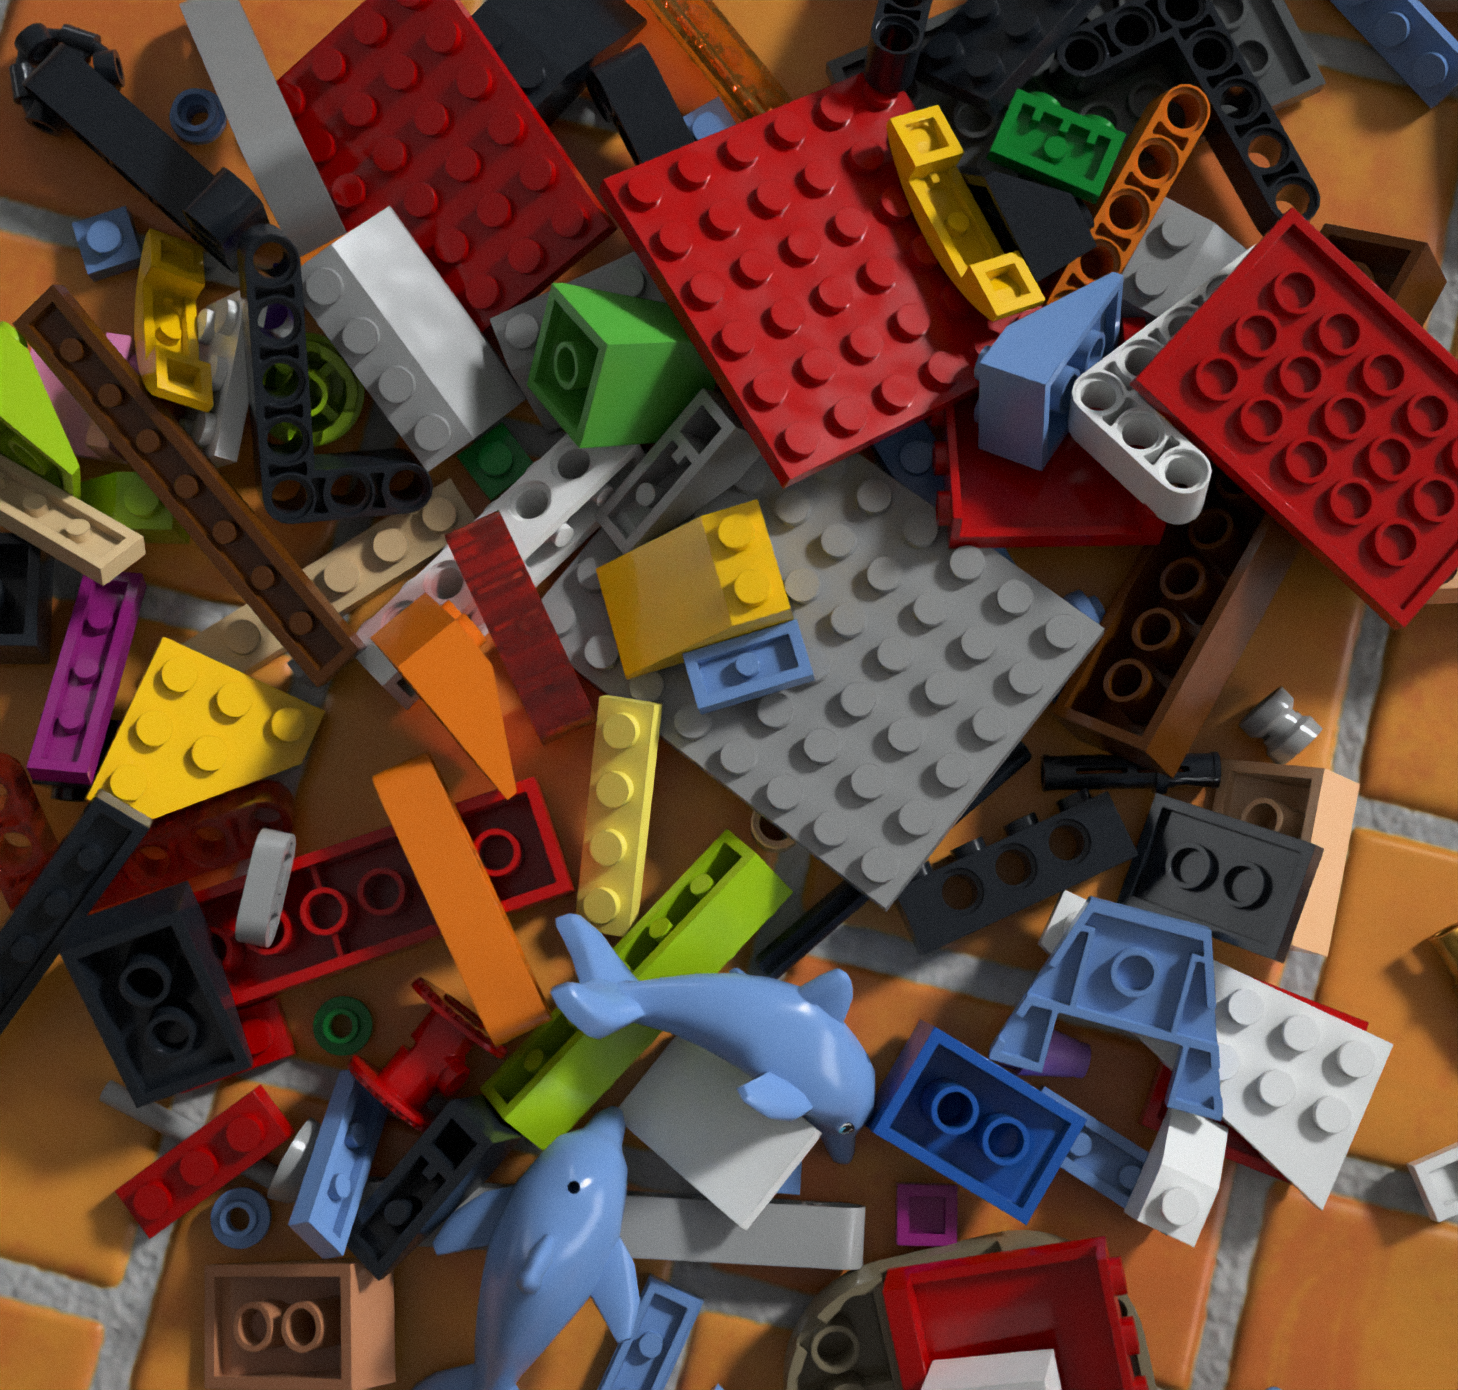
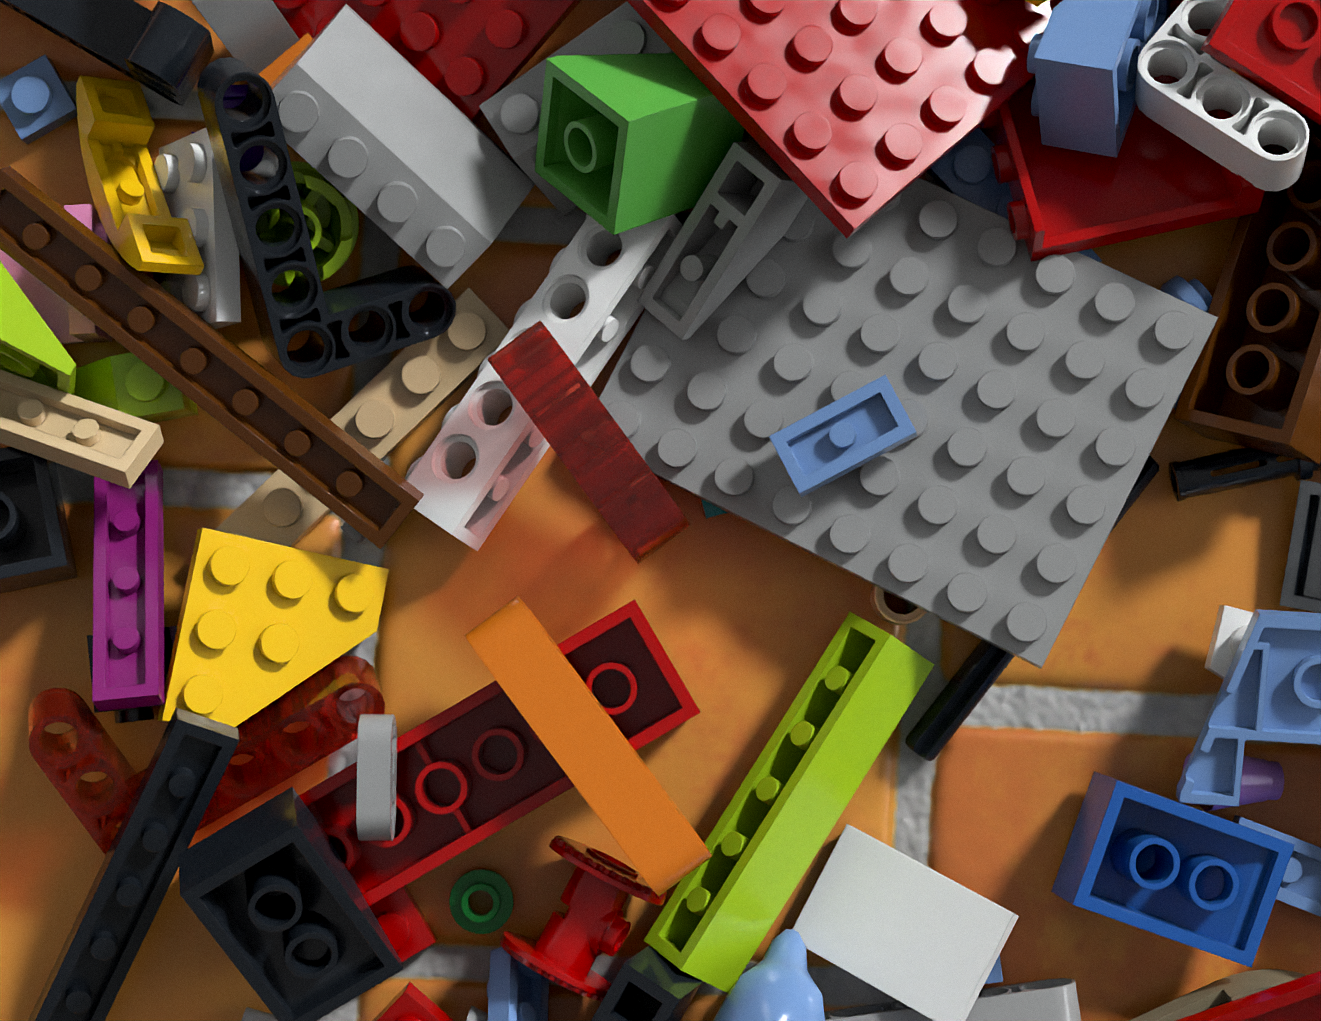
camera: 10 degrees left, 5 degrees up
(442, 663) = (522, 506): orange slope -> none
(495, 461) = (516, 261): green plate -> none
(618, 813) = (730, 620): light yellow plate -> none
(693, 589) = (766, 362): yellow slope -> none
(770, 1029) = (940, 818): medium blue animal -> none
(926, 1214) = (1140, 974): magenta plate -> none
(1100, 845) = (1251, 551): black brick -> none

